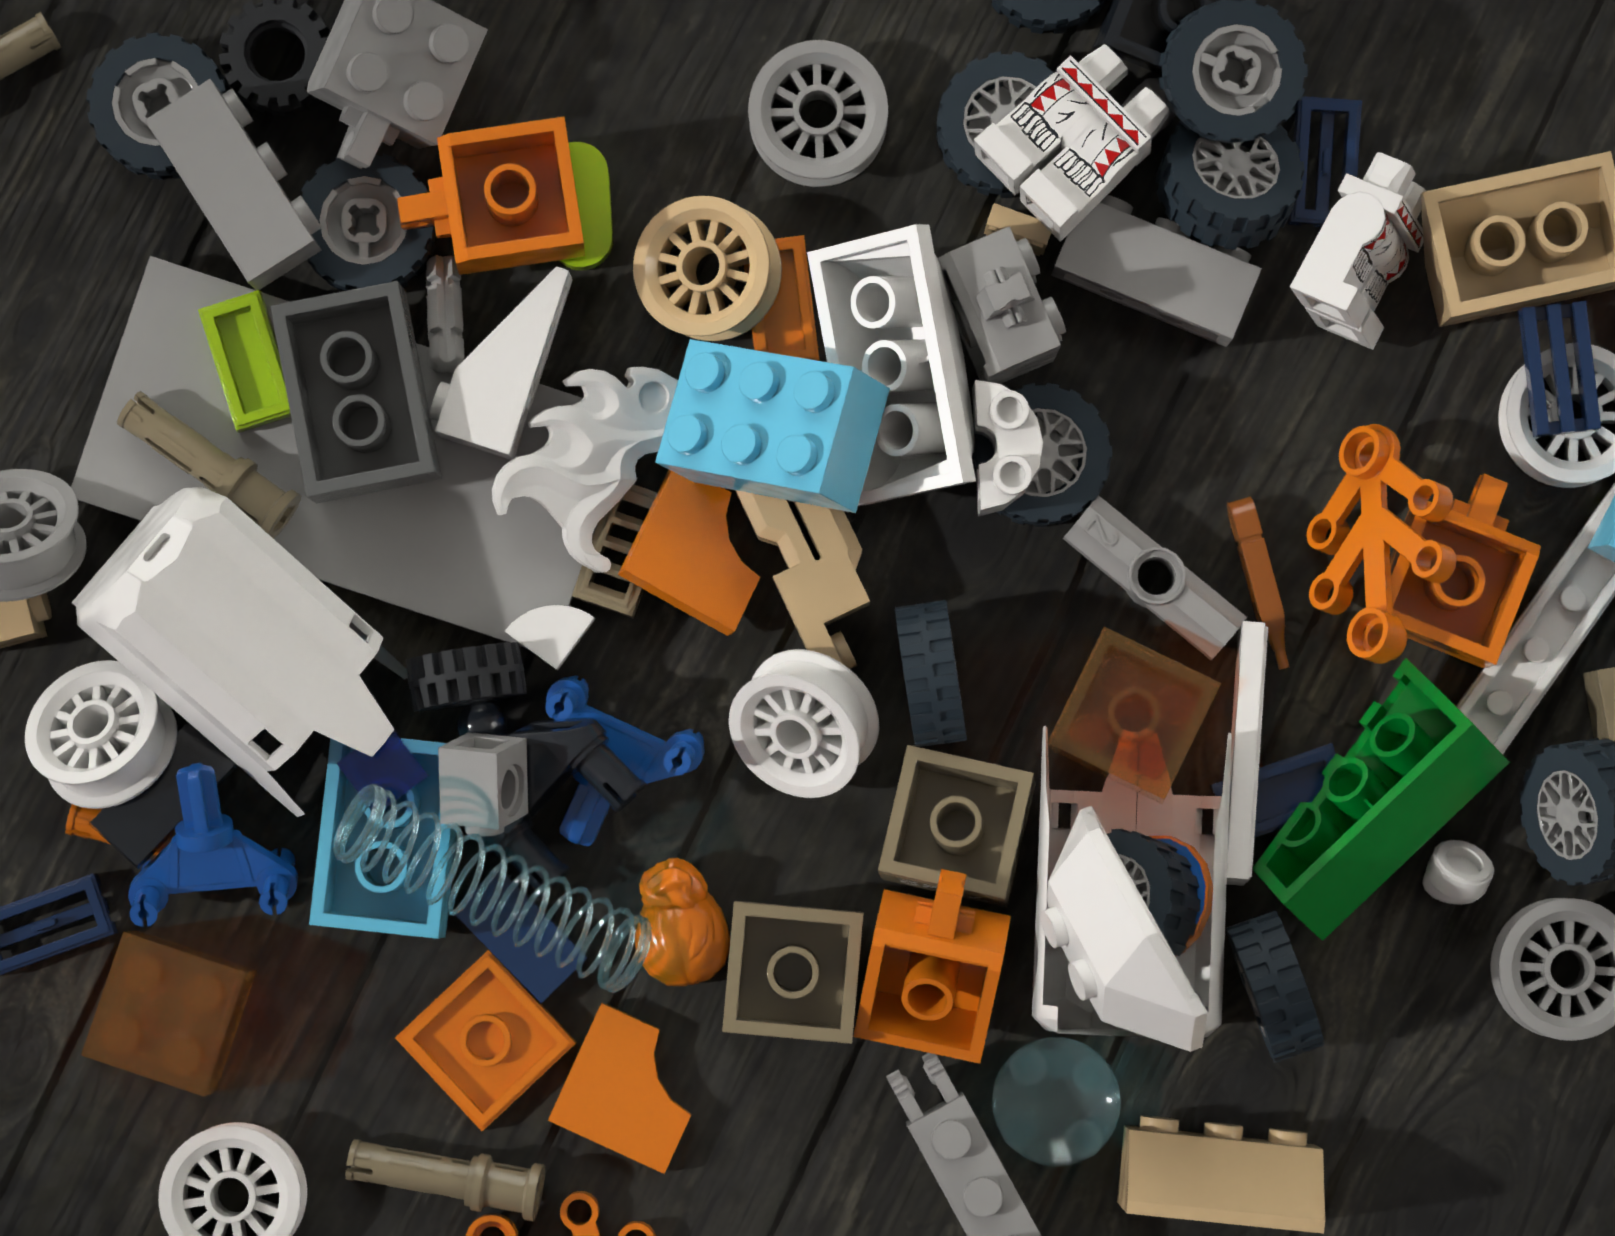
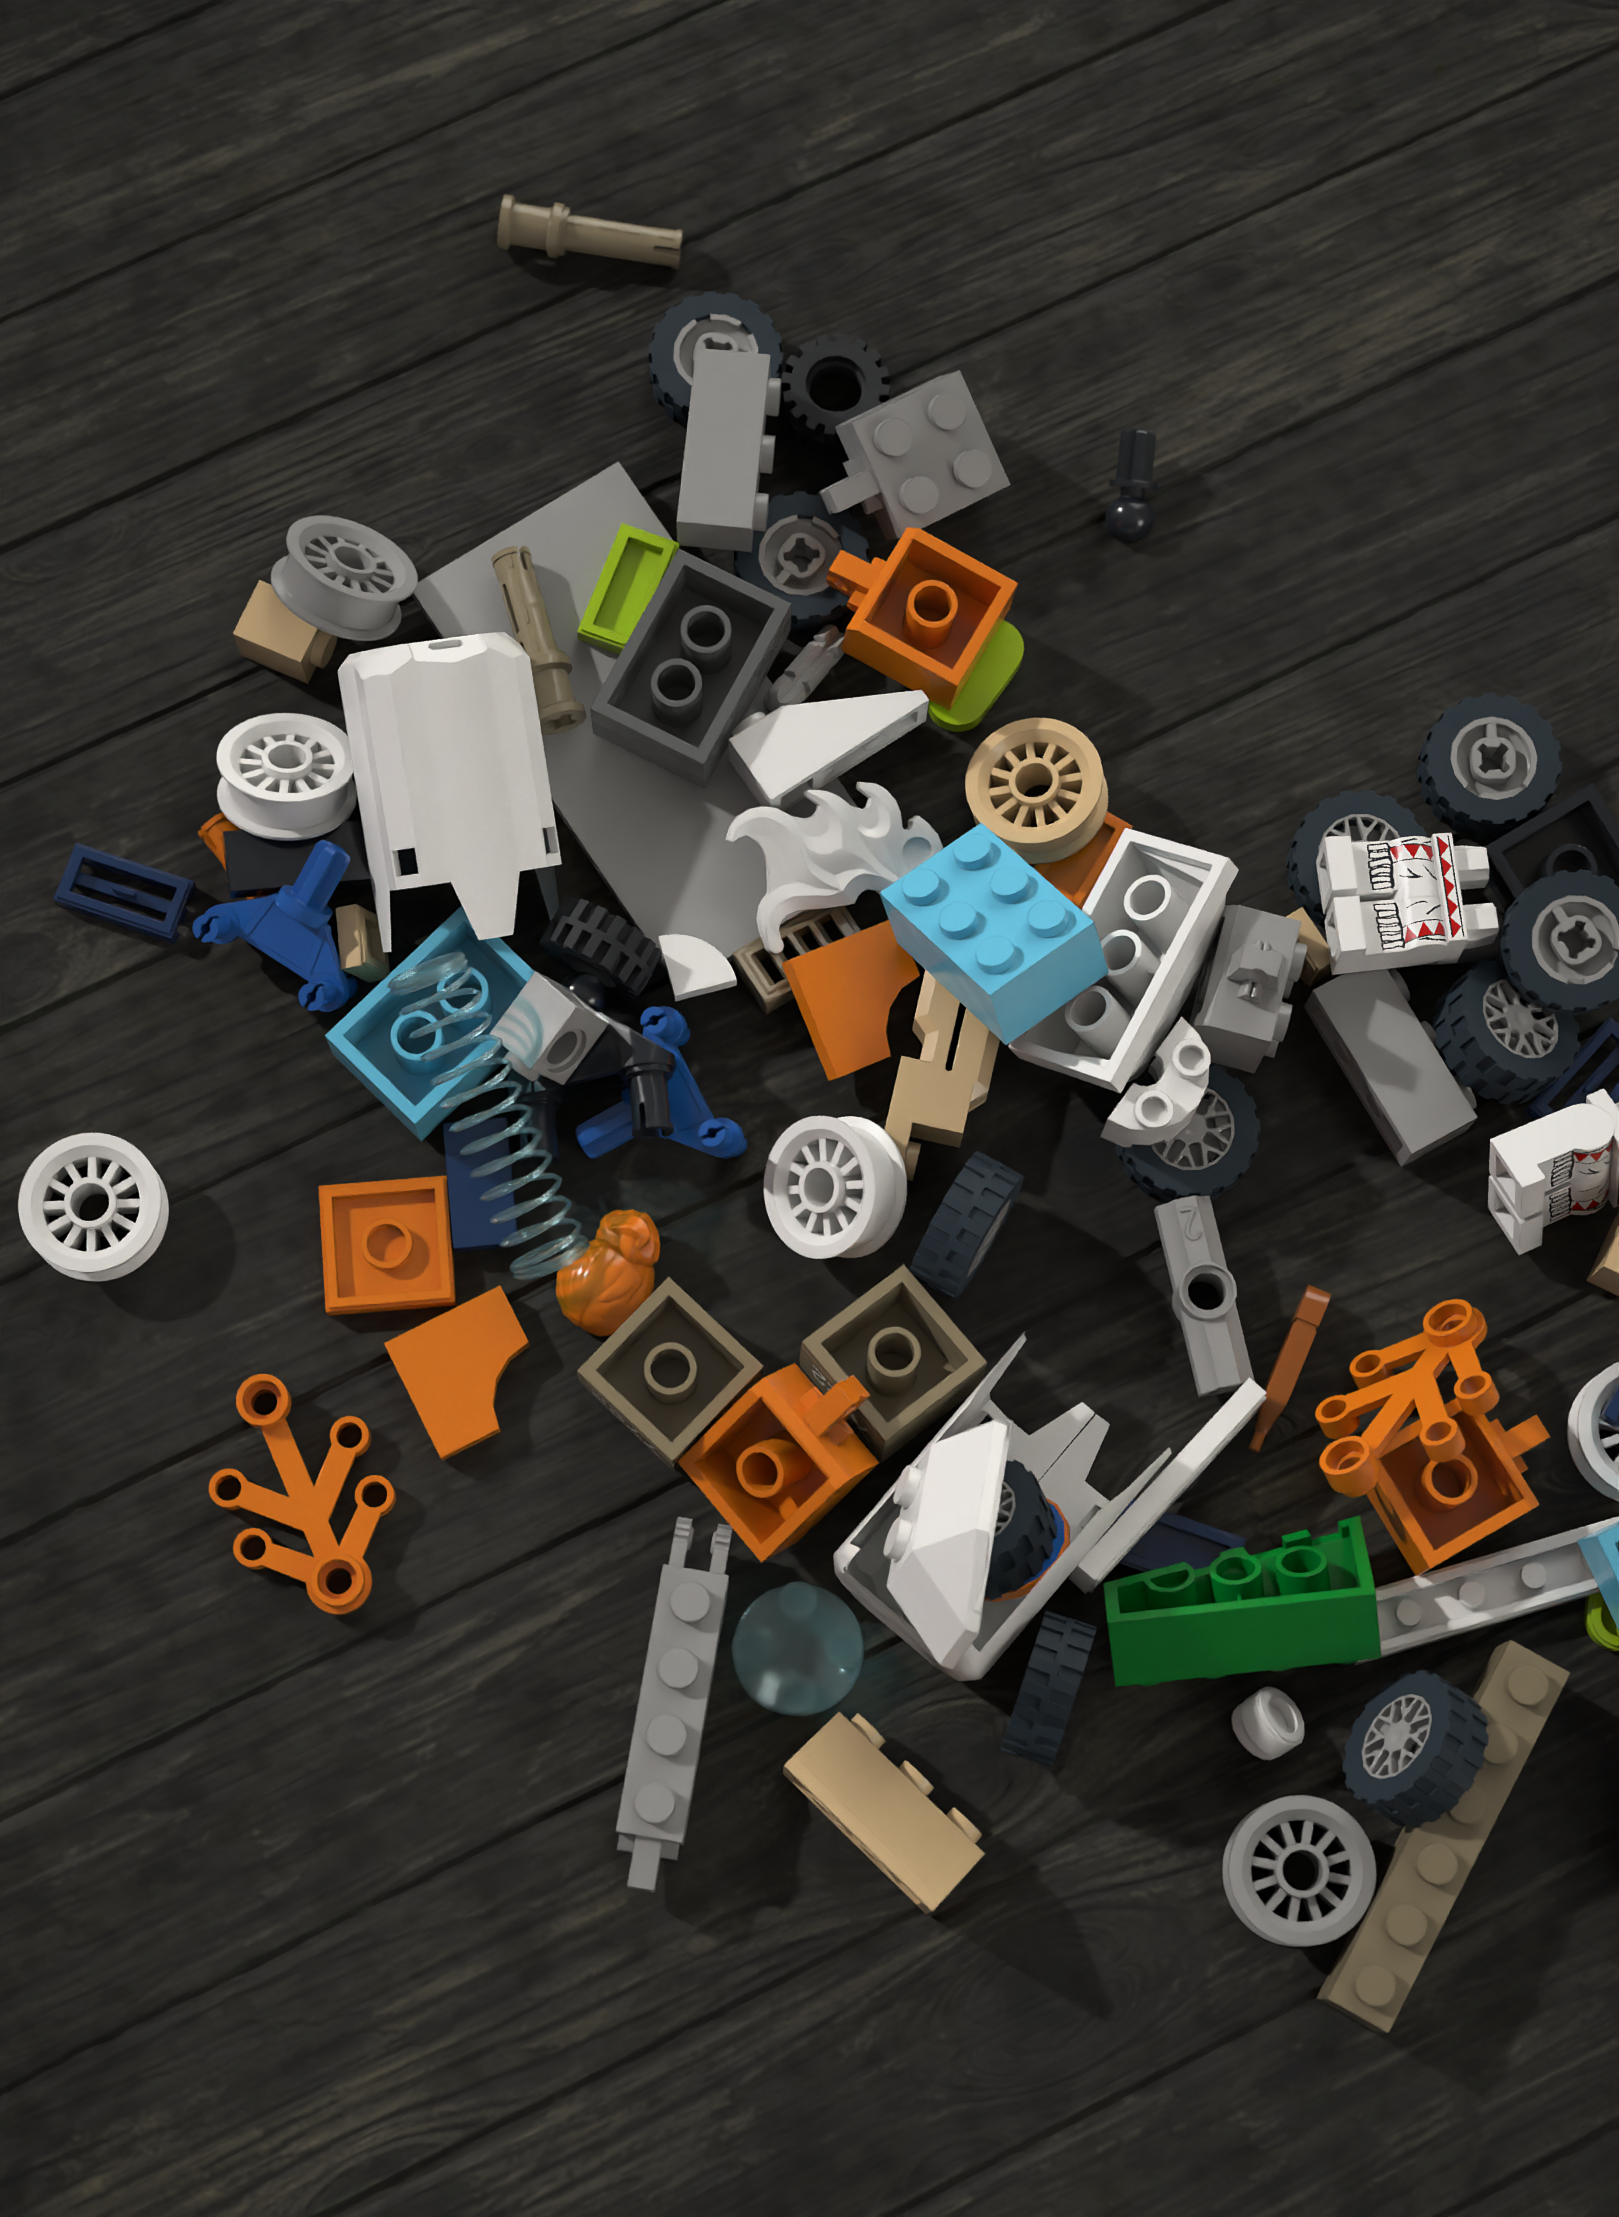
camera: 30 degrees right, 10 degrees down
(169, 1012) = (162, 1027): clear orange brick -> none
(269, 820) = (361, 944): none -> tan tile
(390, 767) = (488, 959): clear blue tile -> none
(476, 1181) = (288, 1346): dark tan pin -> none
(844, 63) = (1222, 691): light grey wheel -> none
(1133, 715) = (1102, 1386): clear orange brick -> none

